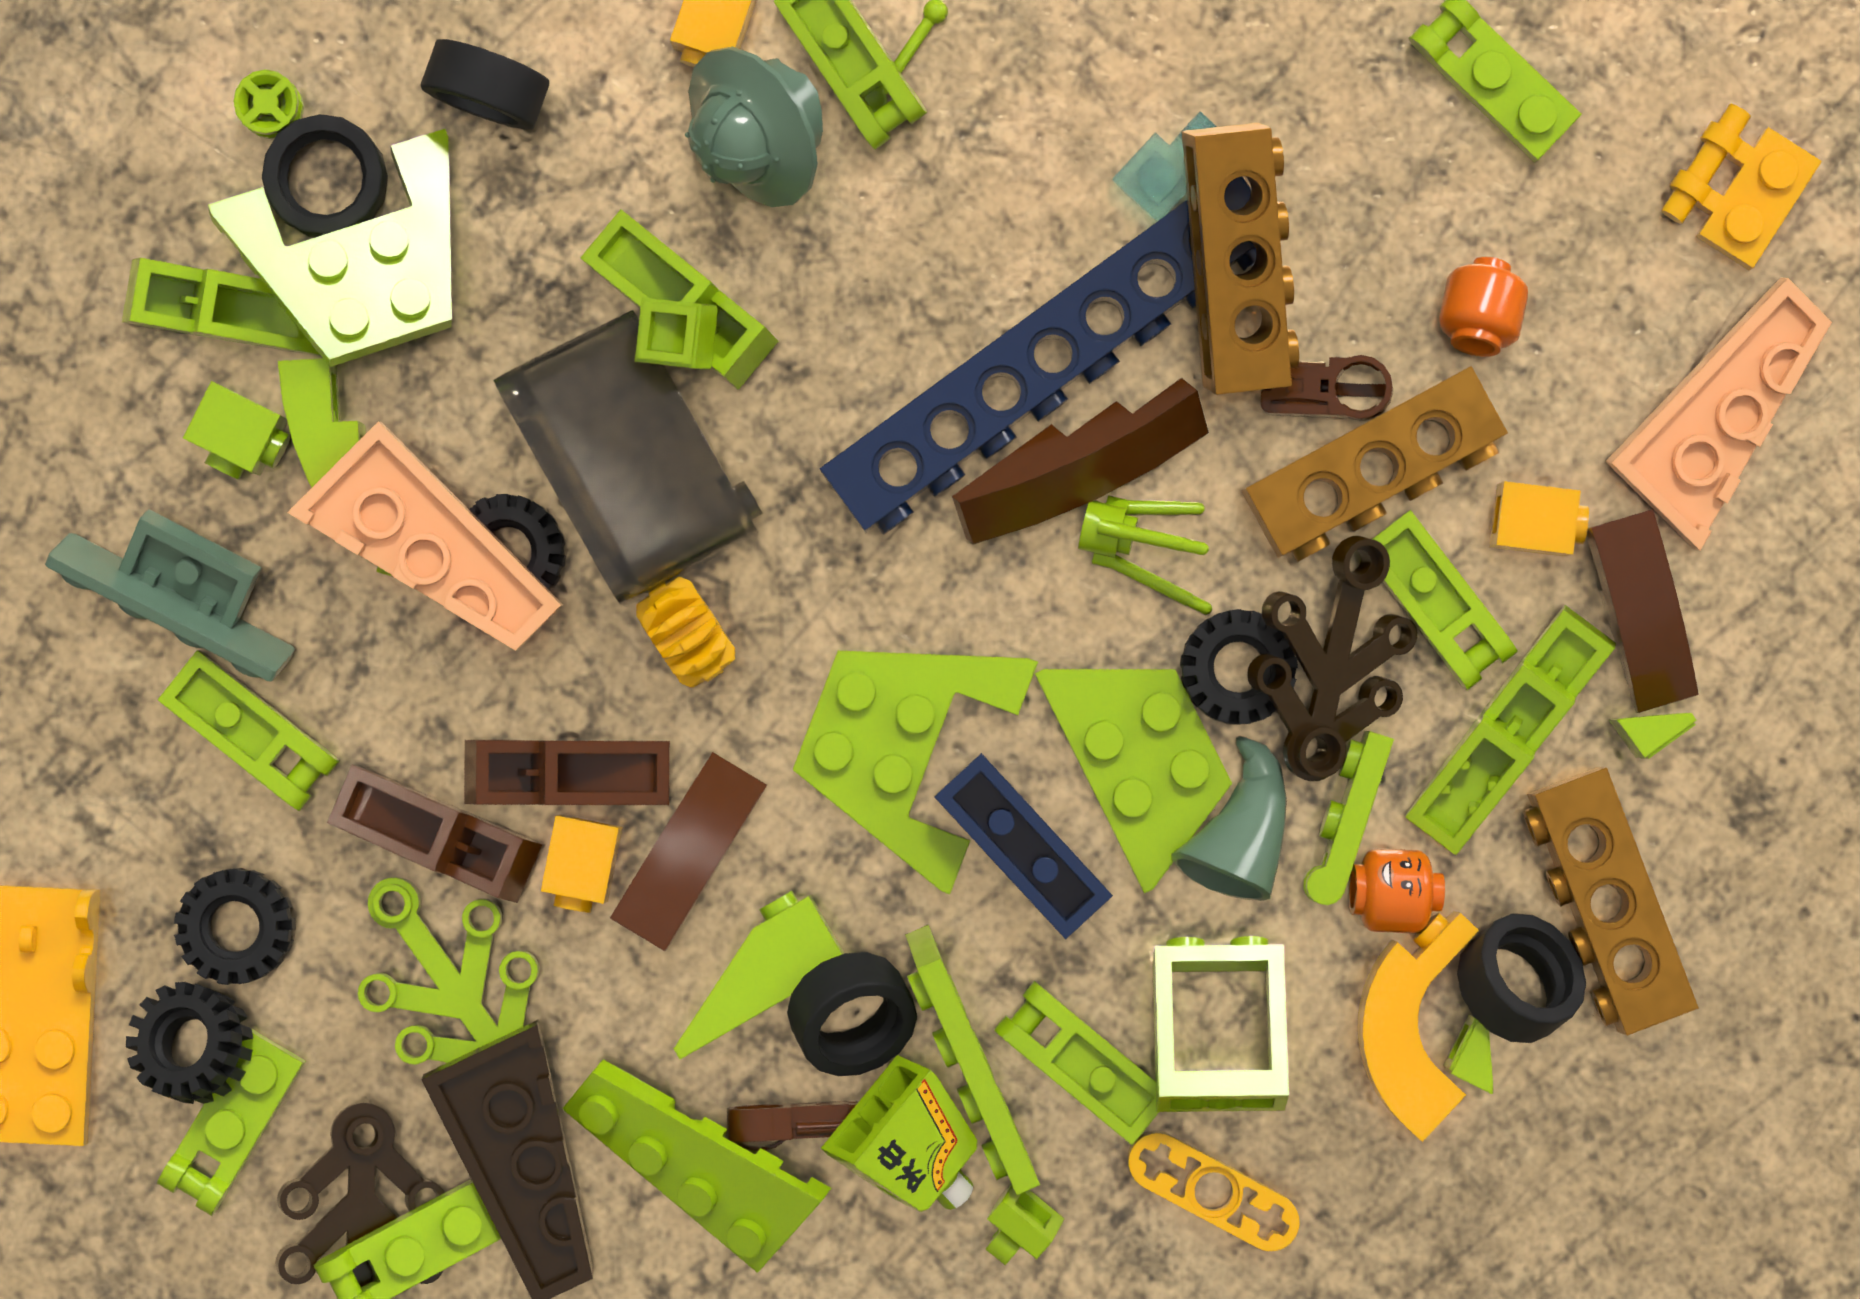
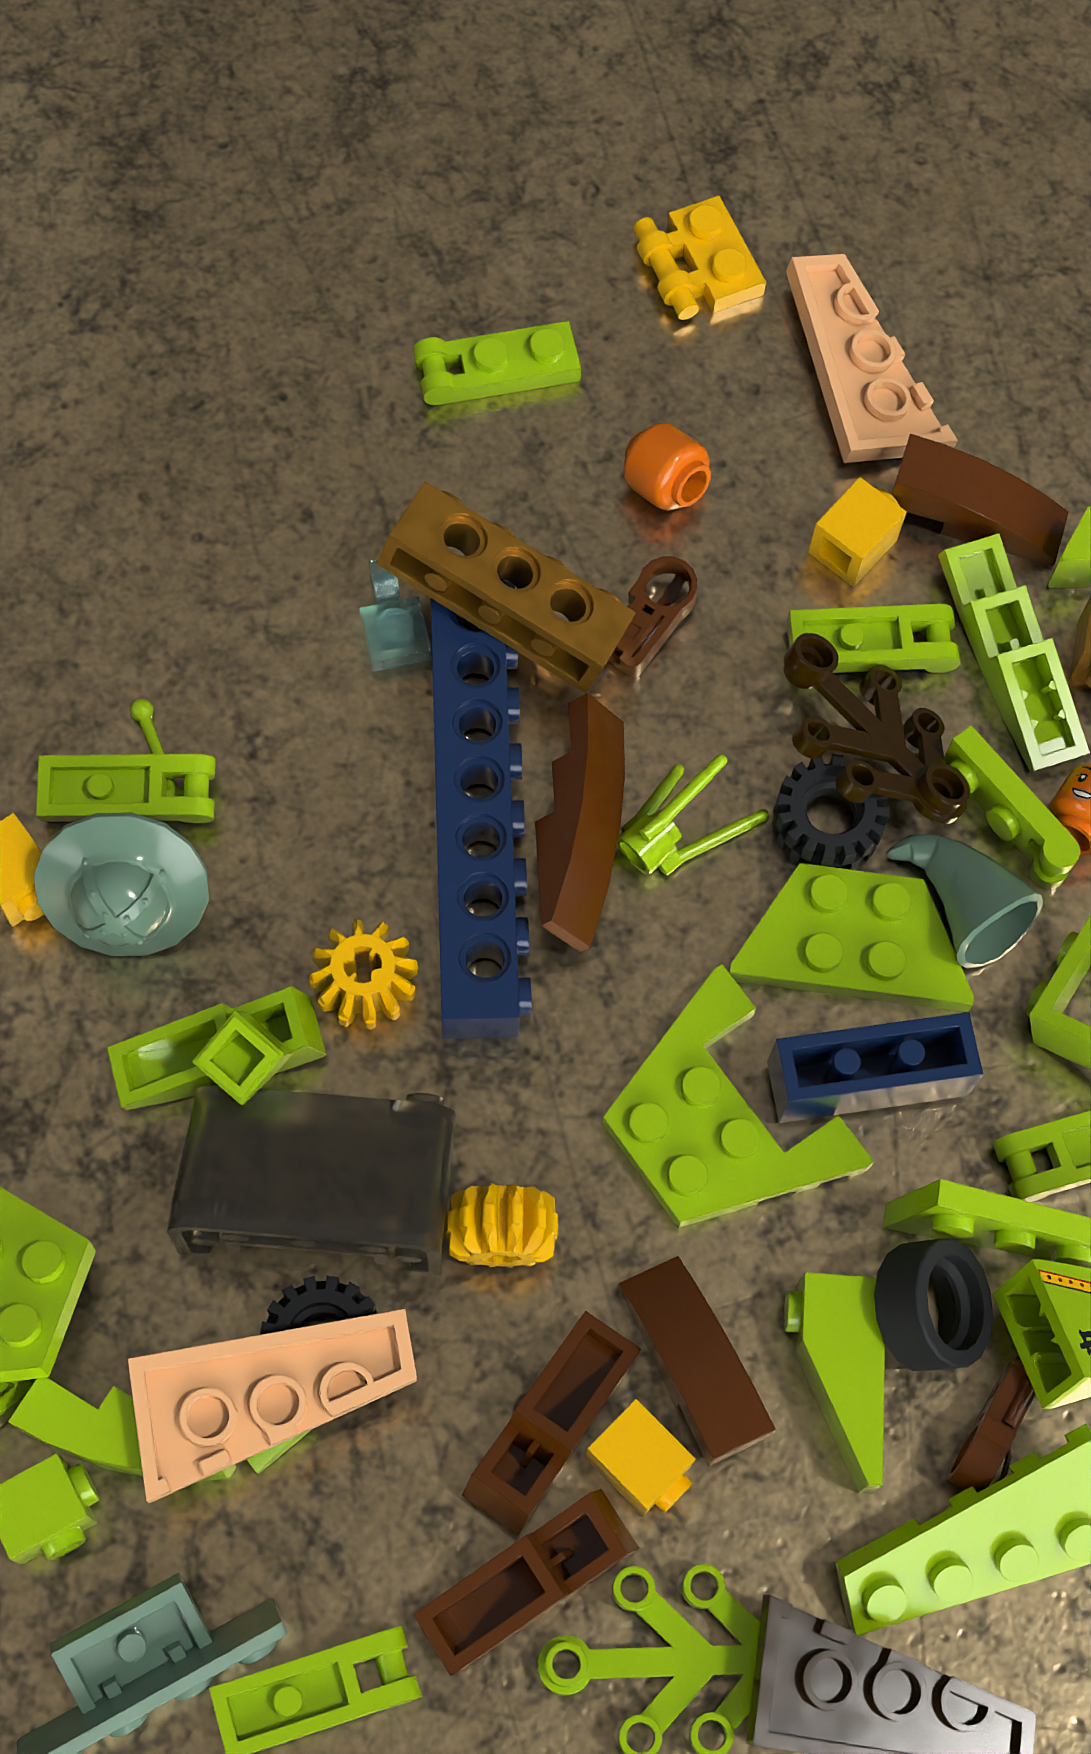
camera: 65 degrees left, 20 degrees down
(825, 351) = (339, 974): none -> yellow gear
(1456, 403) = (717, 699): pearl gold brick -> none

